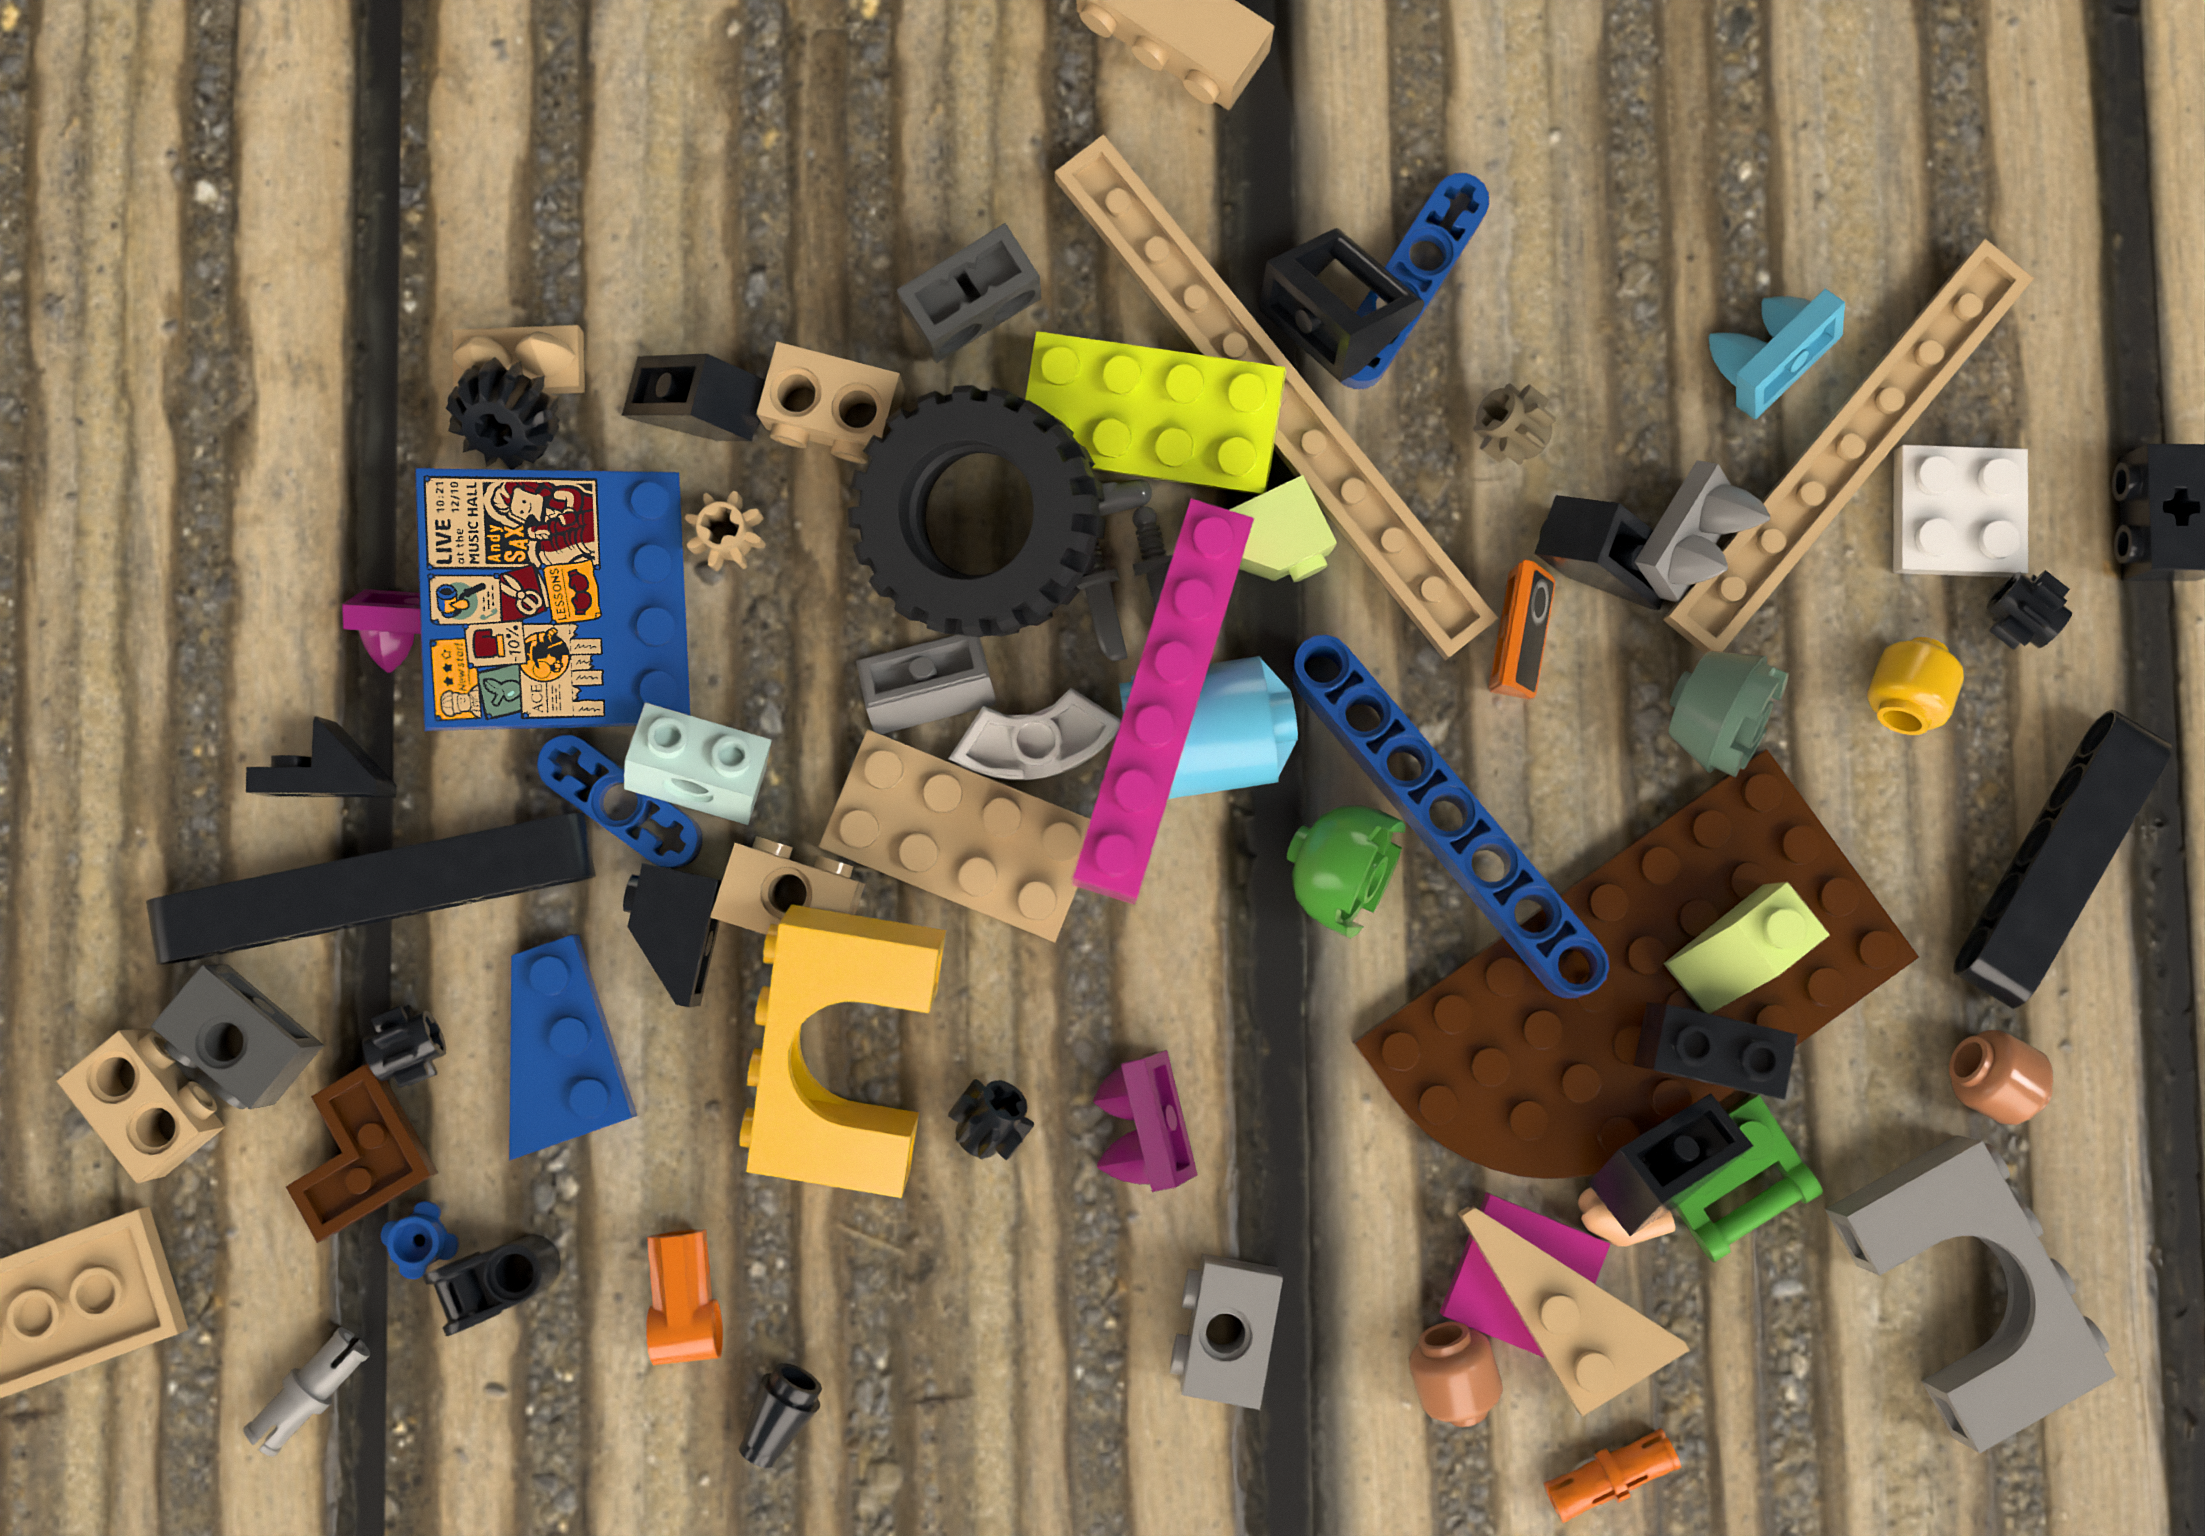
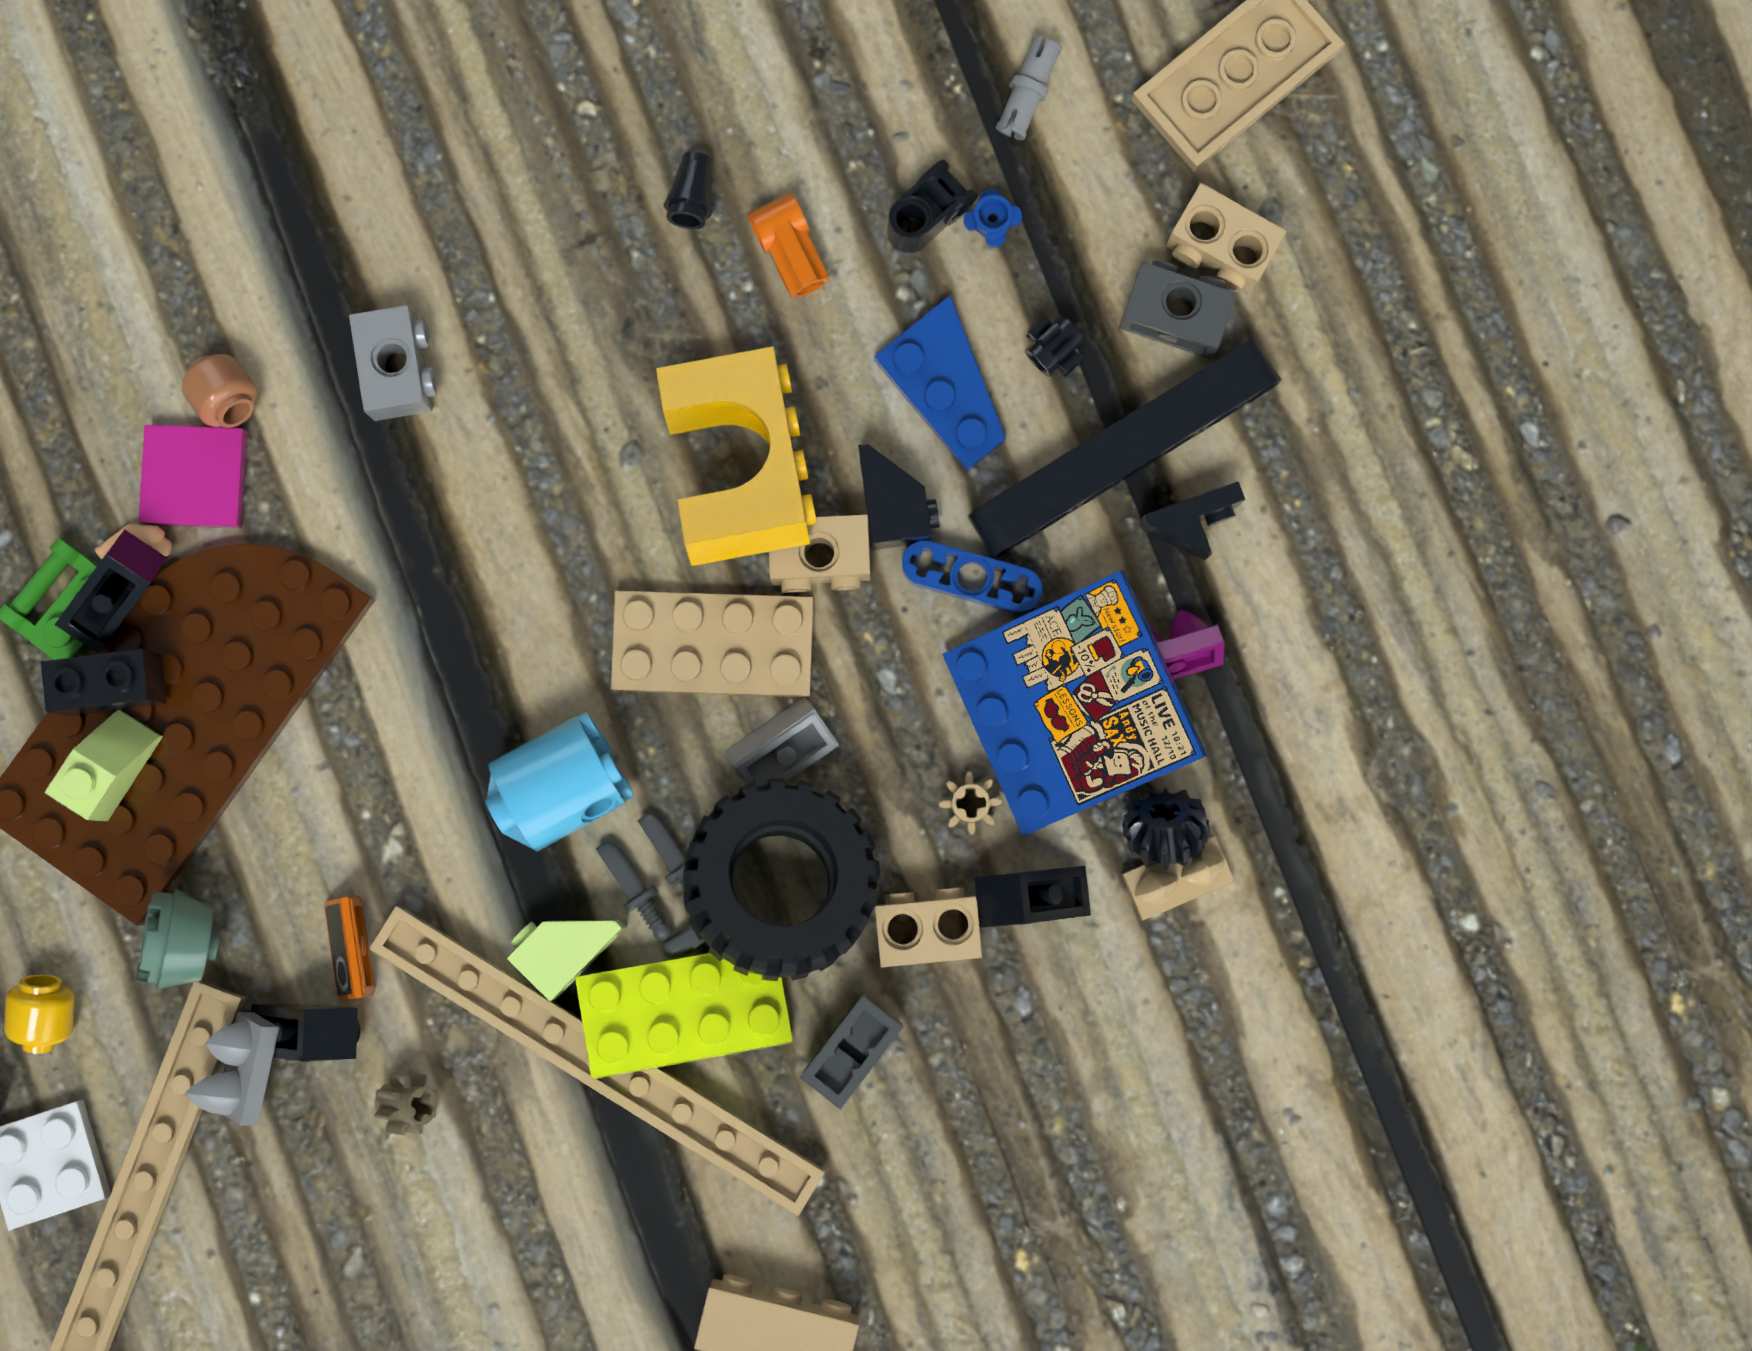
camera: 165 degrees right, 0 degrees up
(377, 1158) = (1044, 263): reddish brown plate -> none
(696, 763) = (920, 621): light aqua brick -> none
(991, 1119) = (614, 447): black gear -> none
(1036, 743) = (681, 732): white tile -> none
(1160, 1145) = (487, 474): magenta tile -> none
(1162, 702) = (587, 785): dark pink arch -> none
(1321, 320) = (582, 1129): black tile -> none
(1344, 864) = (422, 722): bright green cylinder -> none
(1421, 282) = (530, 1191): blue beam -> none
(1451, 848) = (331, 781): blue beam -> none
(1582, 1331) = (137, 452): tan wing -> none
(1612, 1475) = (85, 362): orange pin -> none
(1800, 335) = (231, 1218): medium azure tile -> none

